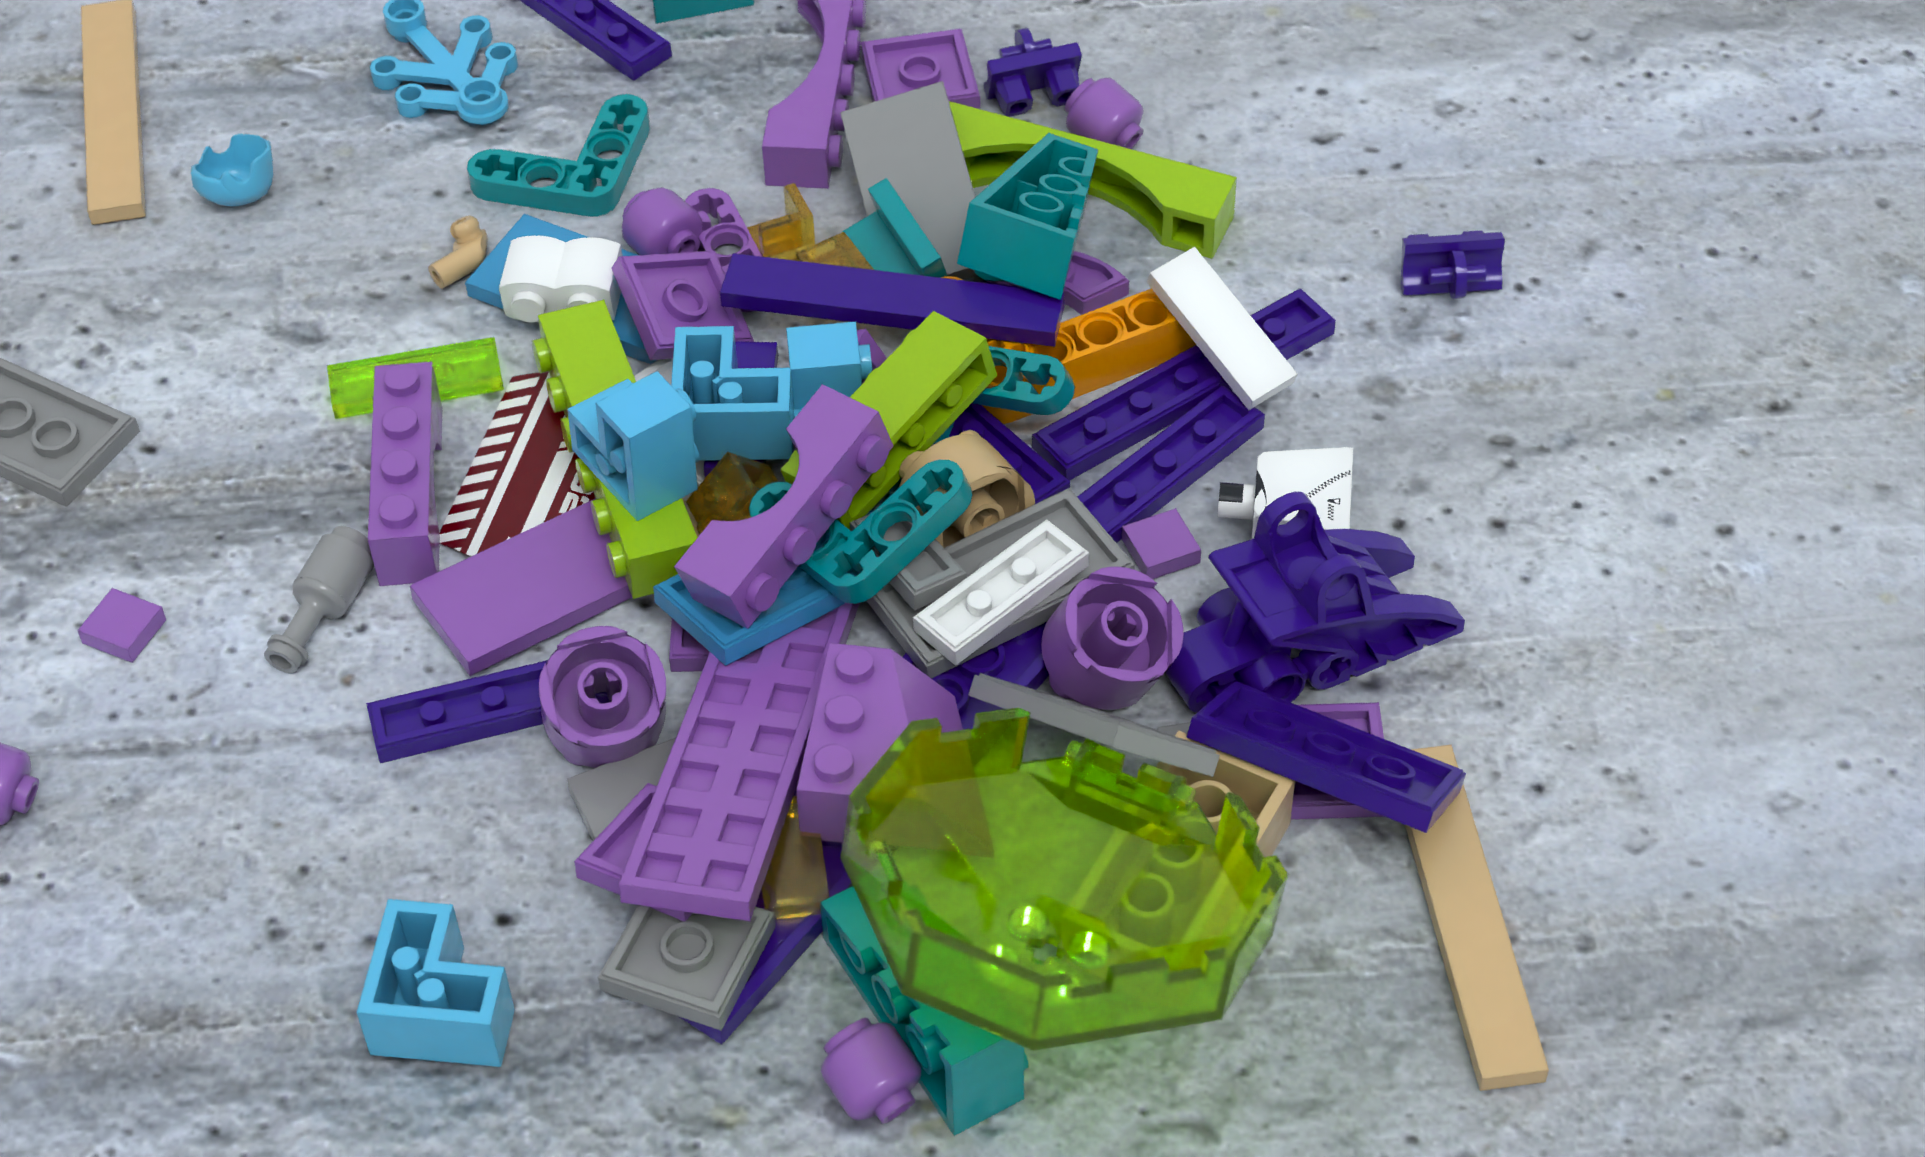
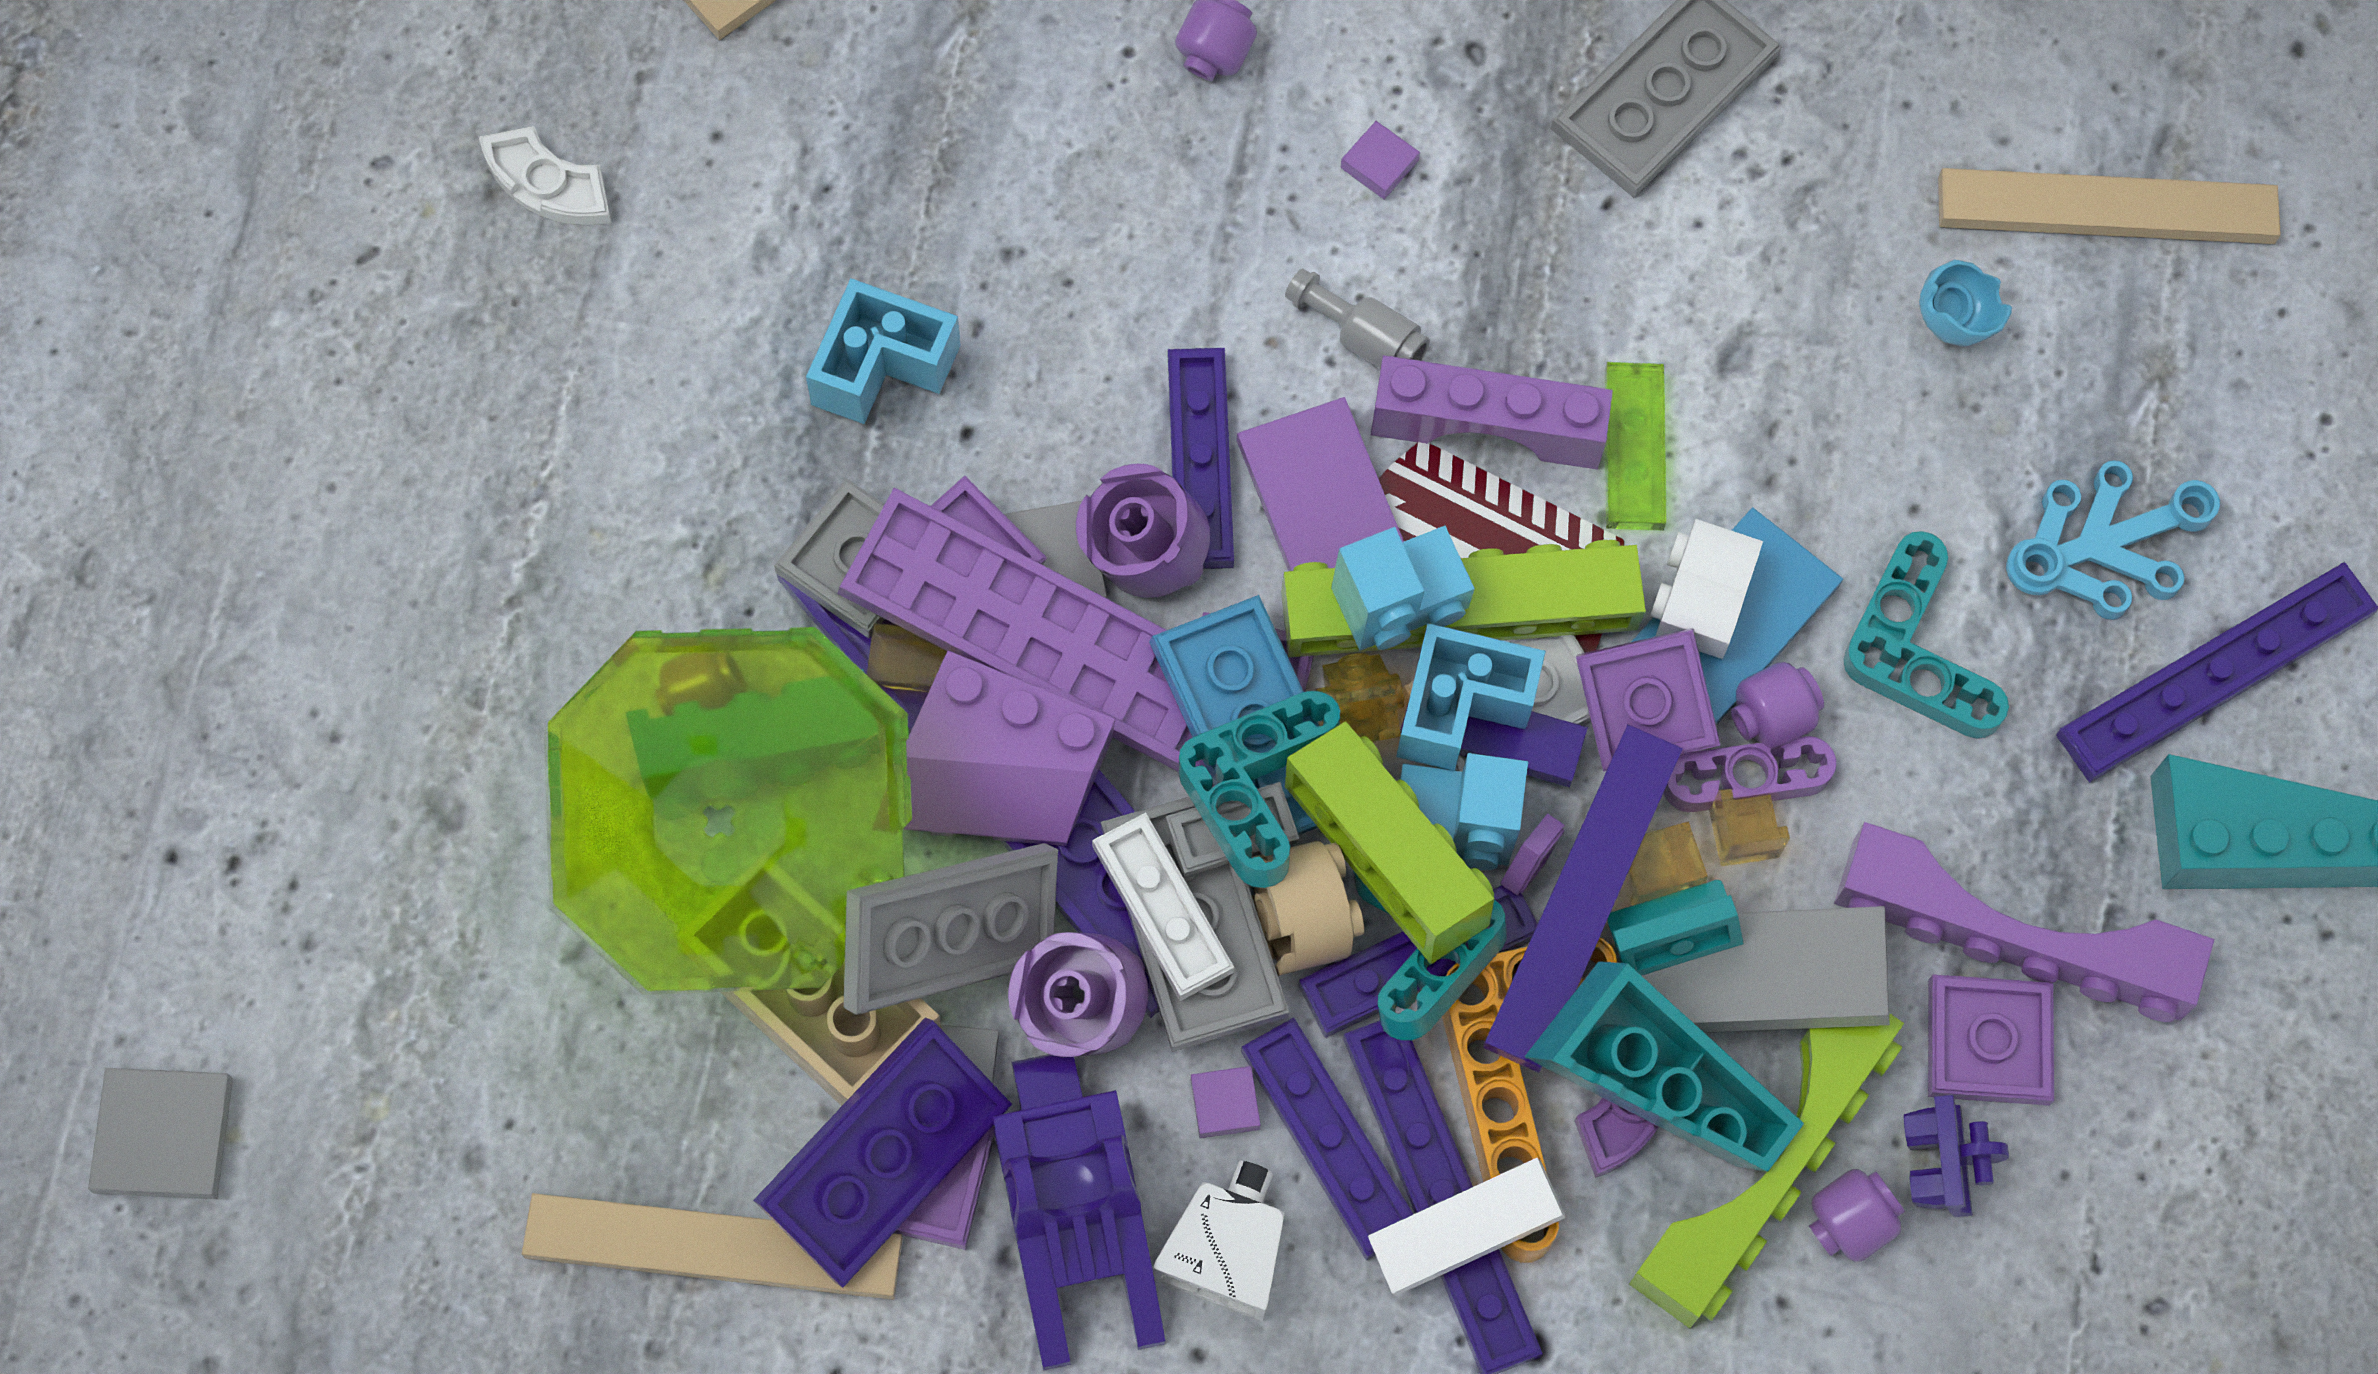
camera: 100 degrees right, 20 degrees up
(467, 253) = (1801, 519): tan arm -> none
(747, 561) = (1318, 754): medium lavender arch -> none

